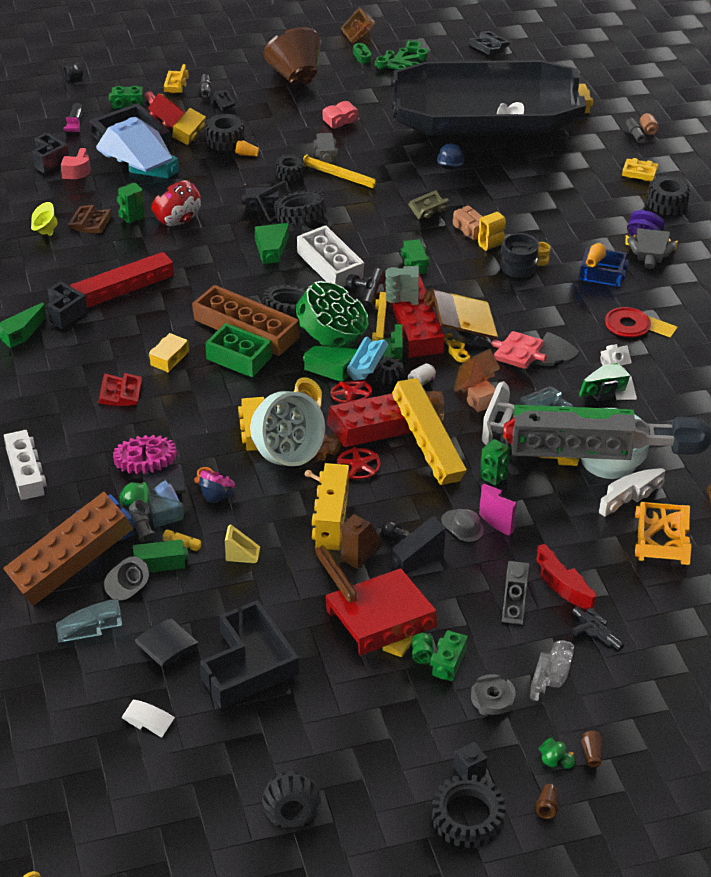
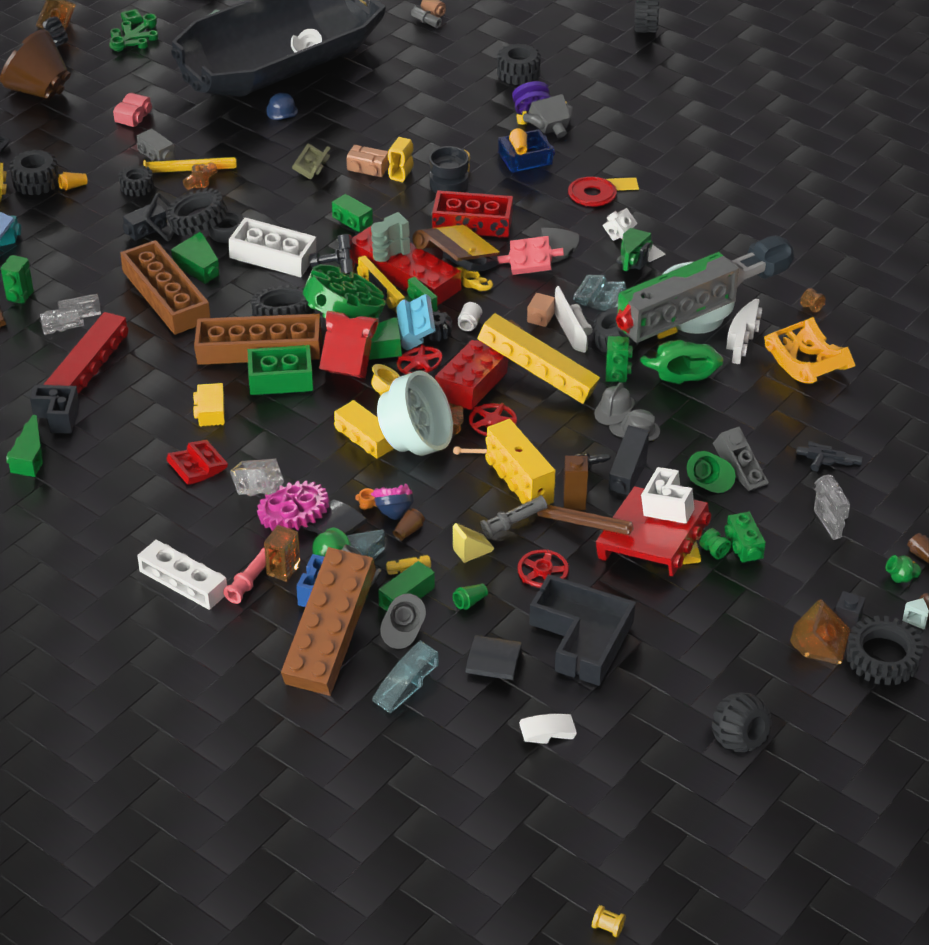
camera: 35 degrees left, 0 degrees up
(59, 491) = (244, 581): none -> coral pin
(96, 479) = (282, 553): none -> clear orange brick
(138, 419) = (257, 477): none -> clear brick
(145, 243) = (70, 313): none -> clear plate
(166, 490) = (353, 525): light blue cone -> none
(177, 204) = (70, 261): red cylinder -> none
(198, 586) = (469, 595): none -> green cone
(211, 510) = (409, 524): none -> reddish brown cone
(224, 251) = (165, 286): none -> dark orange brick
(276, 595) = (541, 567): none -> red wheel
(283, 543) = (504, 520): none -> dark grey pin
(296, 352) = (347, 344): none -> piece
(336, 182) = (200, 176): none -> clear orange axle
(342, 36) = (56, 29): none -> black gear
(362, 53) = (86, 41): green beam -> none
(400, 587) = (666, 498): none -> white brick
(428, 767) = (821, 634): none -> clear orange slope
(465, 496) = (614, 405): none -> dark grey piece
(476, 371) = (519, 289): clear orange slope -> none
(476, 589) = (710, 472): none -> green piece
(493, 705) = (808, 561): dark grey plate -> none
(497, 510) = (660, 397): dark pink slope -> none
(506, 297) = (479, 212): none -> red brick
(527, 796) = (916, 613): none -> light aqua slope
(548, 490) = (684, 361): none -> green piece
(563, 581) = (770, 431): red slope -> none
(640, 169) = (466, 51): yellow plate -> none

